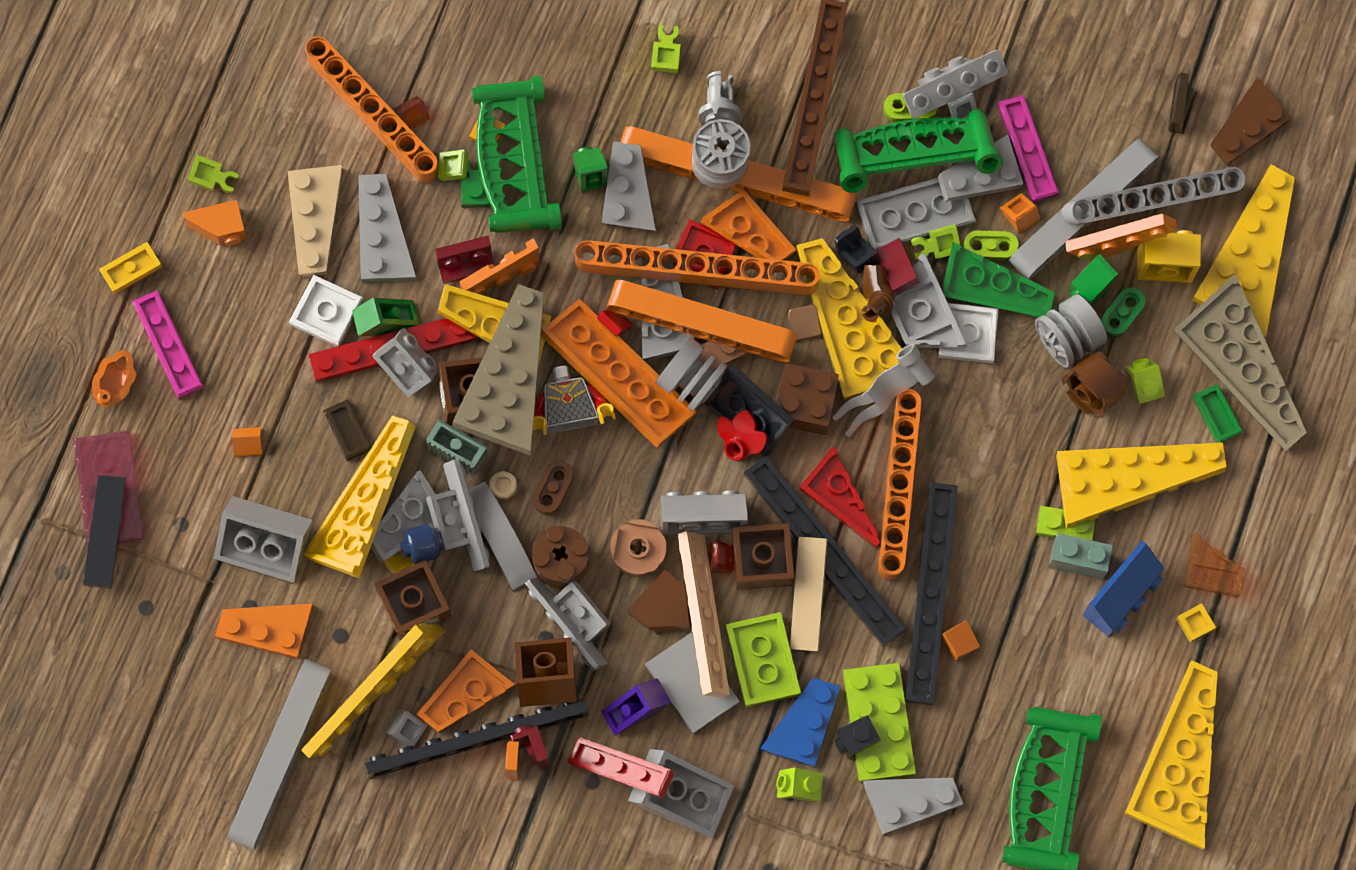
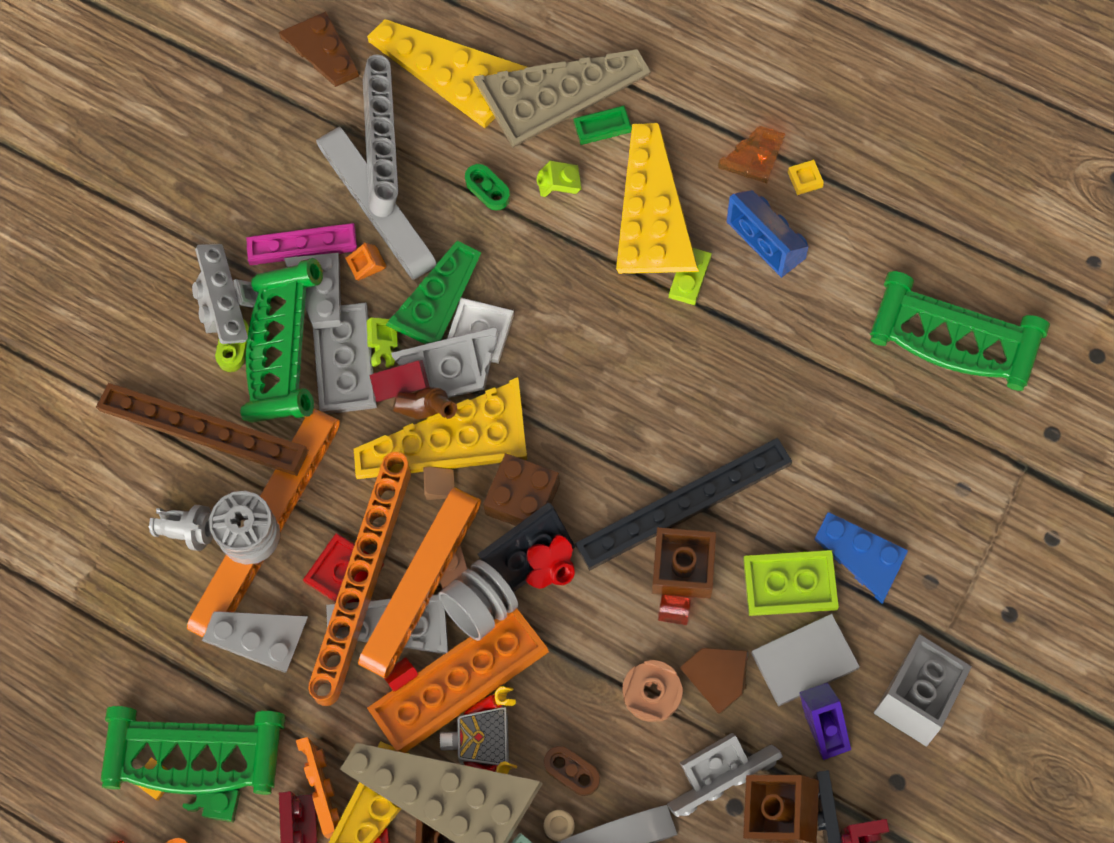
camera: 70 degrees left, 5 degrees down
(453, 165) = (185, 822): lime tile -> none
(554, 542) = (652, 756): reddish brown brick -> none
(590, 168) = (224, 671): green slope -> none
(621, 767) = (896, 745): tile -> none
(665, 53) = (115, 574): lime plate -> none
(702, 512) = (626, 615): light grey slope -> none
(703, 614) = (737, 633): light nougat plate -> none
(749, 228) = (327, 519): orange wing -> none
(799, 784) = (926, 569): lime bracket -> none
(808, 594) = (729, 524): tan tile -> none
(832, 490) = (622, 484): red wing -> none
(855, 249) = (373, 419): black bracket -> none
(856, 737) = (885, 503): black bracket -> none
(880, 695) = (868, 481): lime plate -> none
(887, 386) = (522, 411): light grey flag -> none
(903, 472) = (637, 428): orange beam -> none
(909, 801) = (952, 465): light grey wing -> none
(931, 594) = (743, 408): black plate -> none
(960, 640) = (794, 390): orange slope -> none
(990, 244) = (392, 294): lime plate -> none
(1071, 330) = (500, 230): light grey wheel -> none
(1080, 556) = (726, 264): sand green brick -> none
(1094, 281) = (454, 203): green slope -> none
(1095, 384) = (558, 219): reddish brown brick -> none
(1121, 238) = (421, 158): orange wing -> none
(1170, 258) = (442, 132): yellow brick -> none
(1177, 773) = (945, 216): yellow wing -> none
(1178, 102) = (288, 101): dark brown tile -> none

